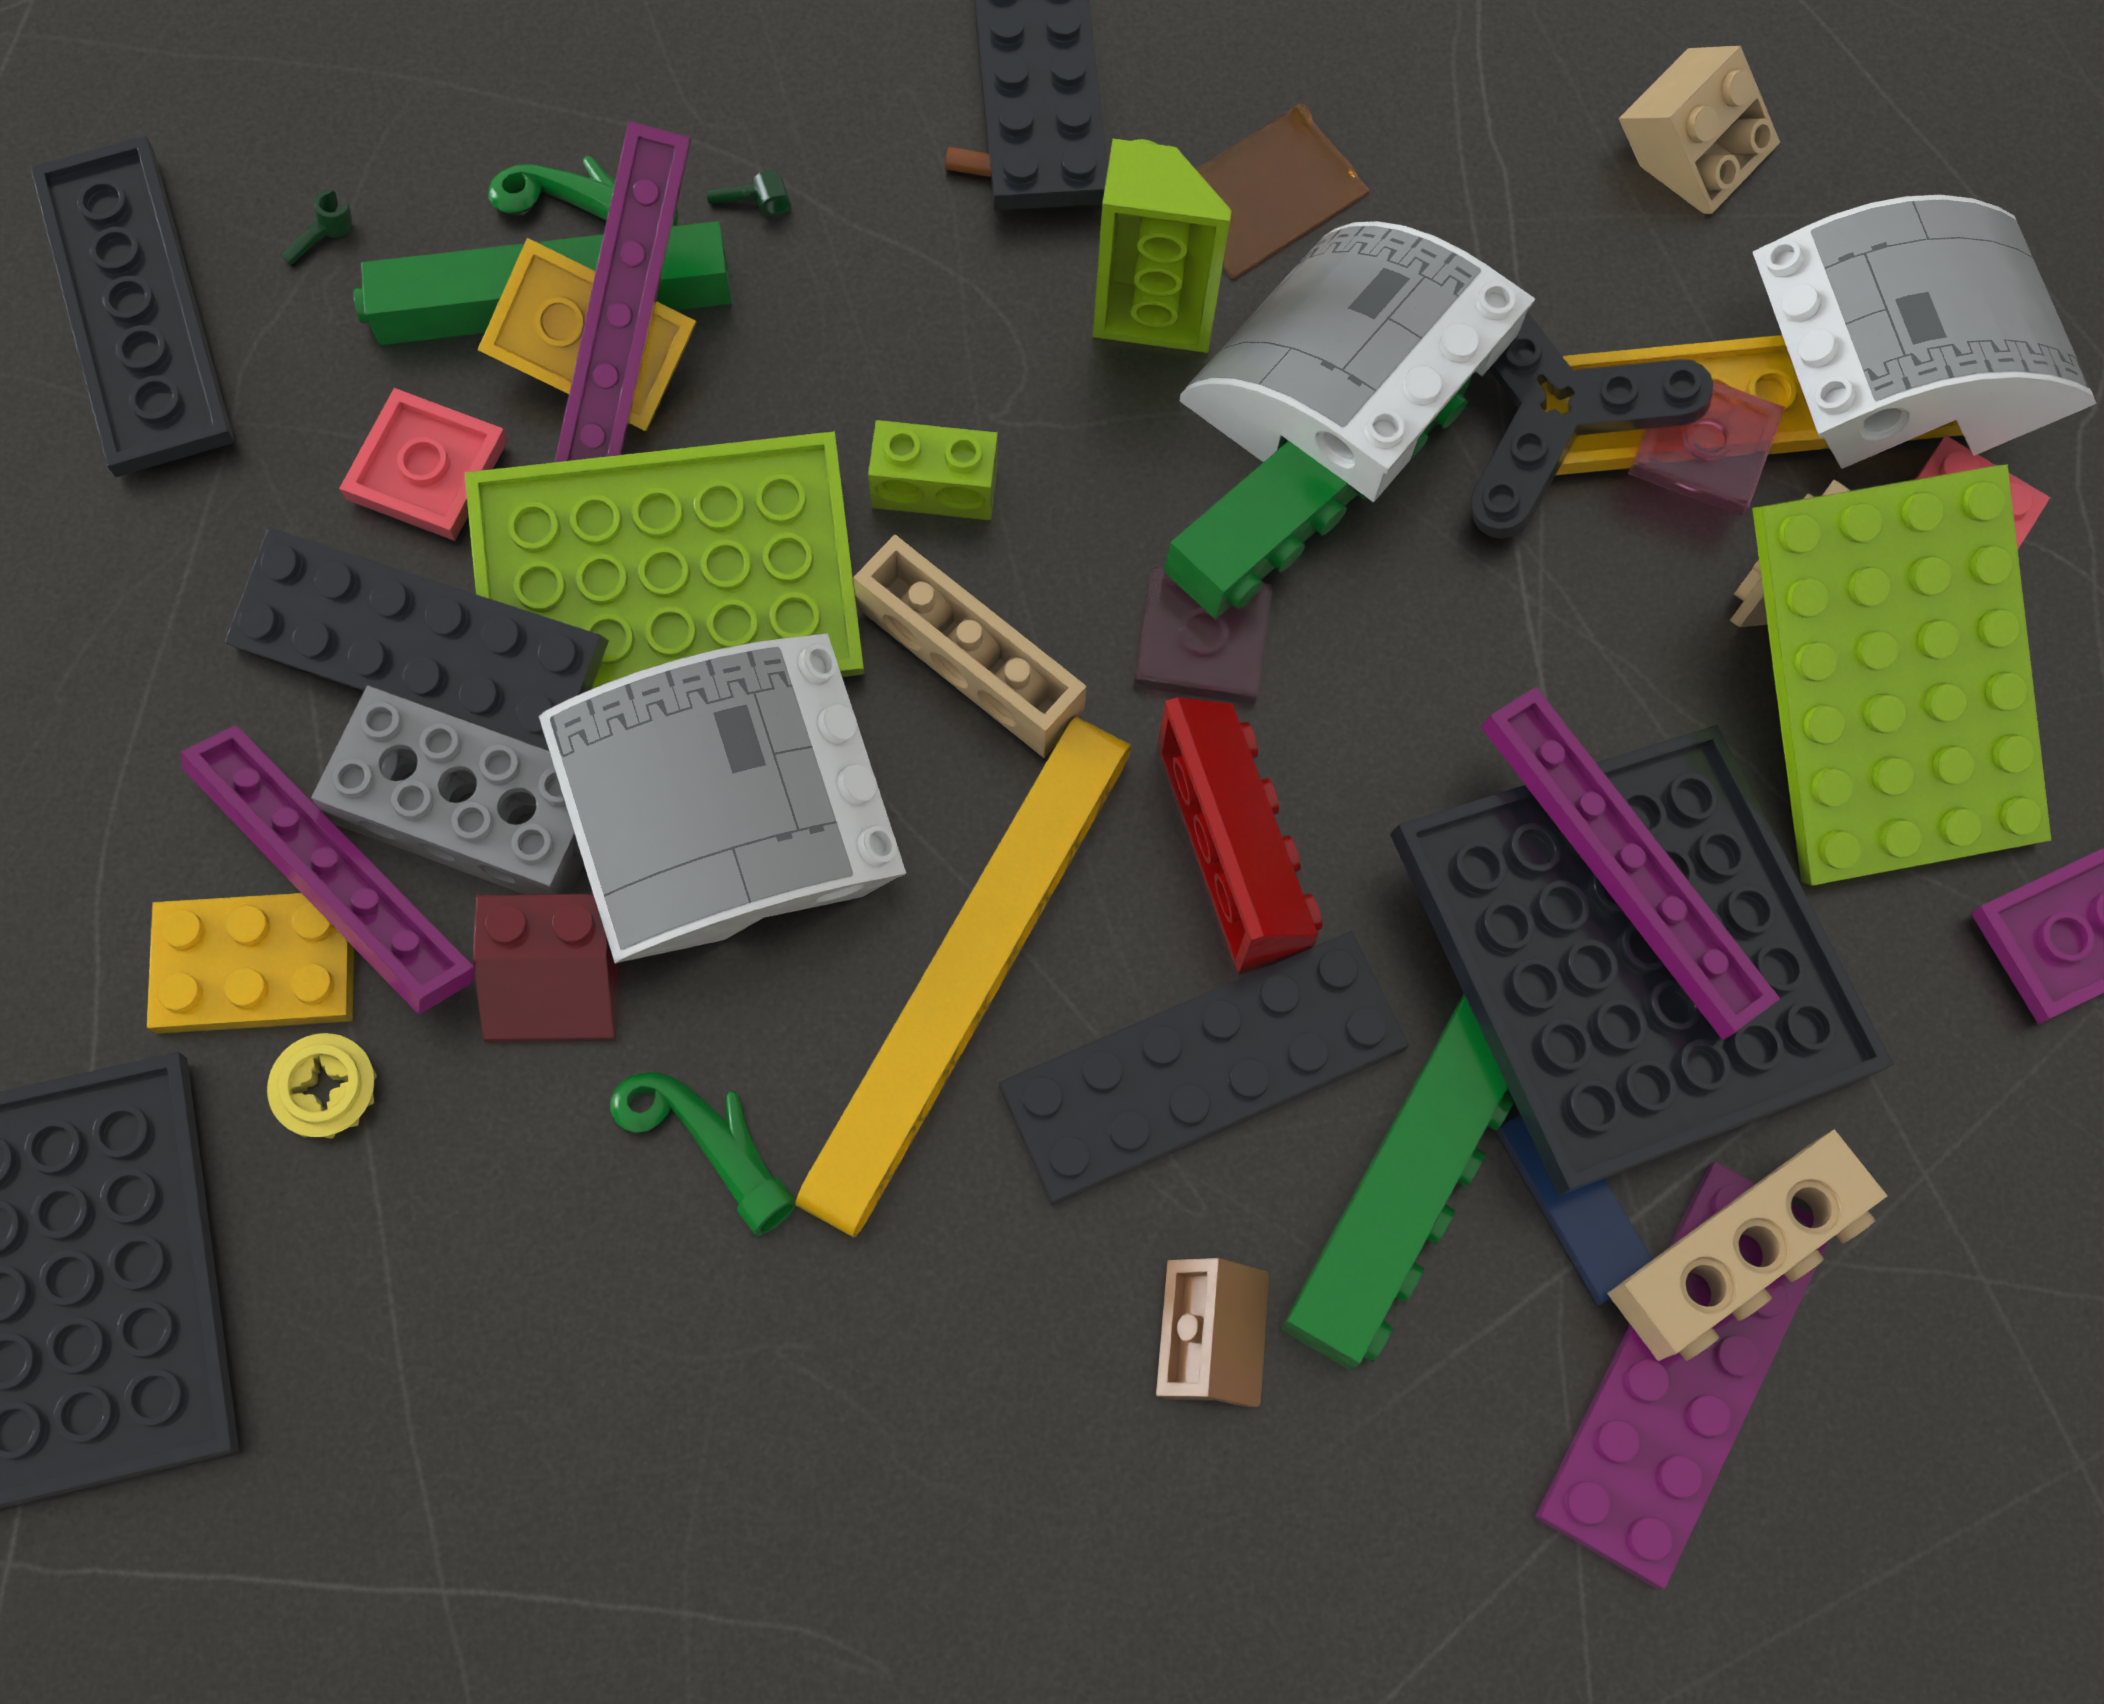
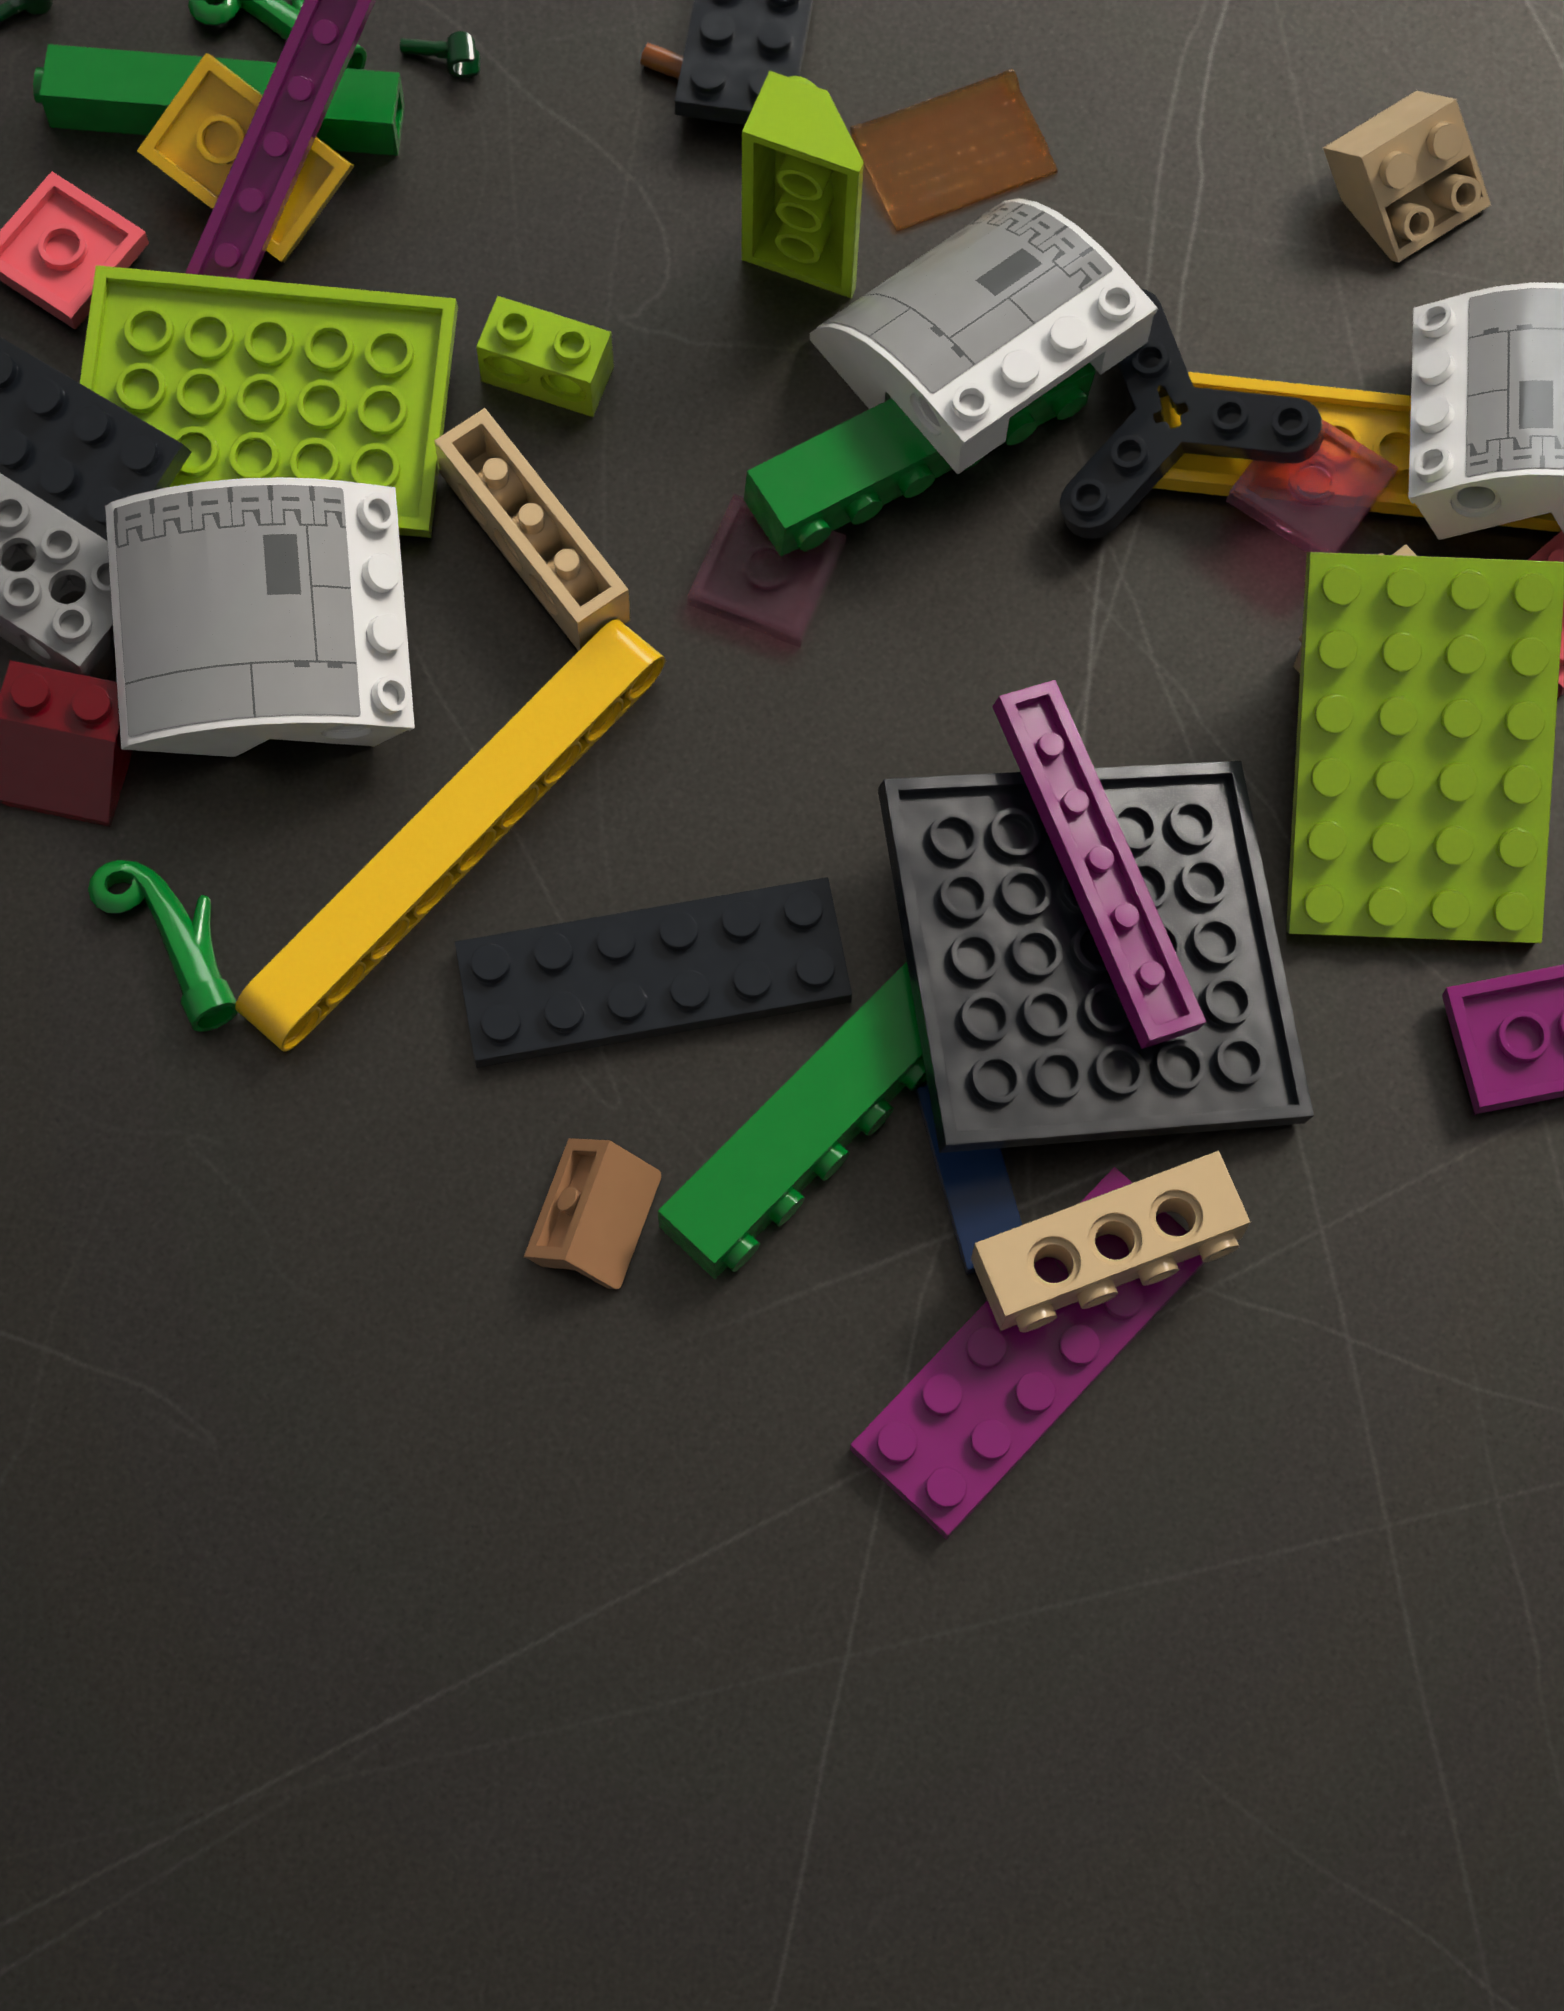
camera: 15 degrees right, 0 degrees up
(1235, 833) = (741, 758): red slope -> none

